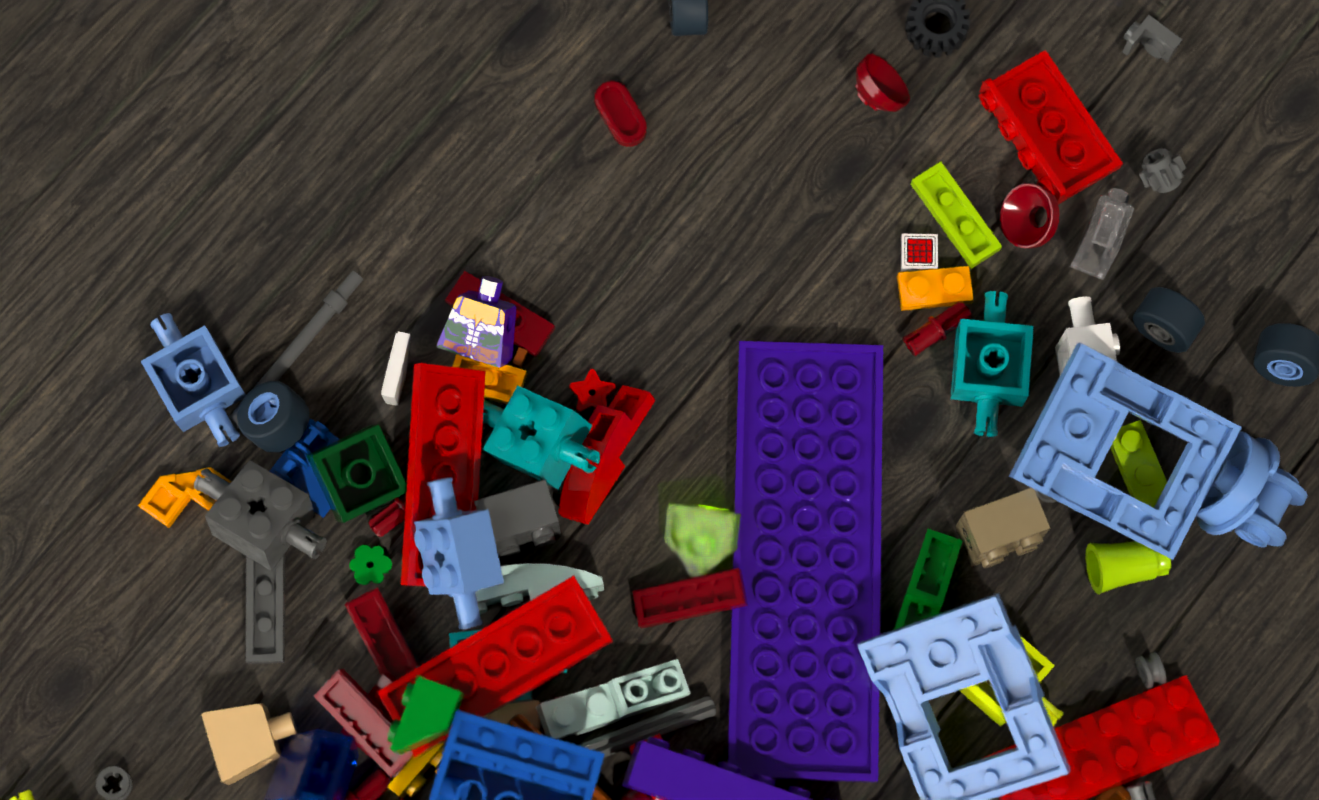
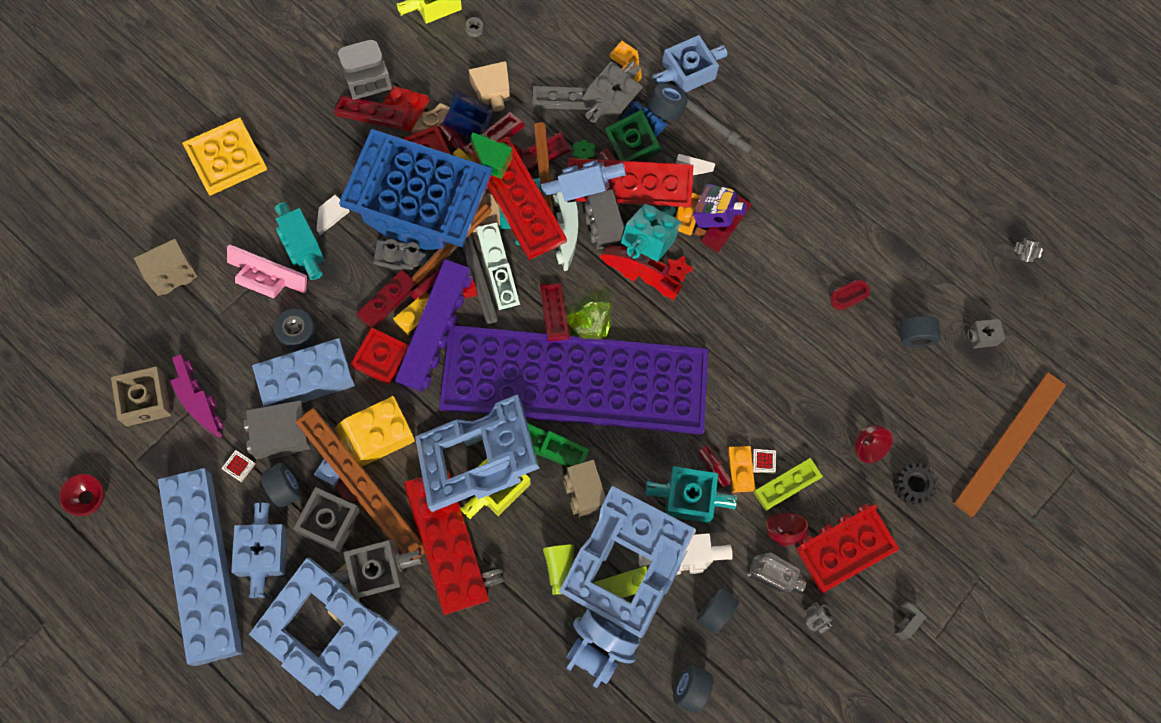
camera: 85 degrees right, 5 degrees down
(408, 631) = (542, 158): none -> dark orange axle

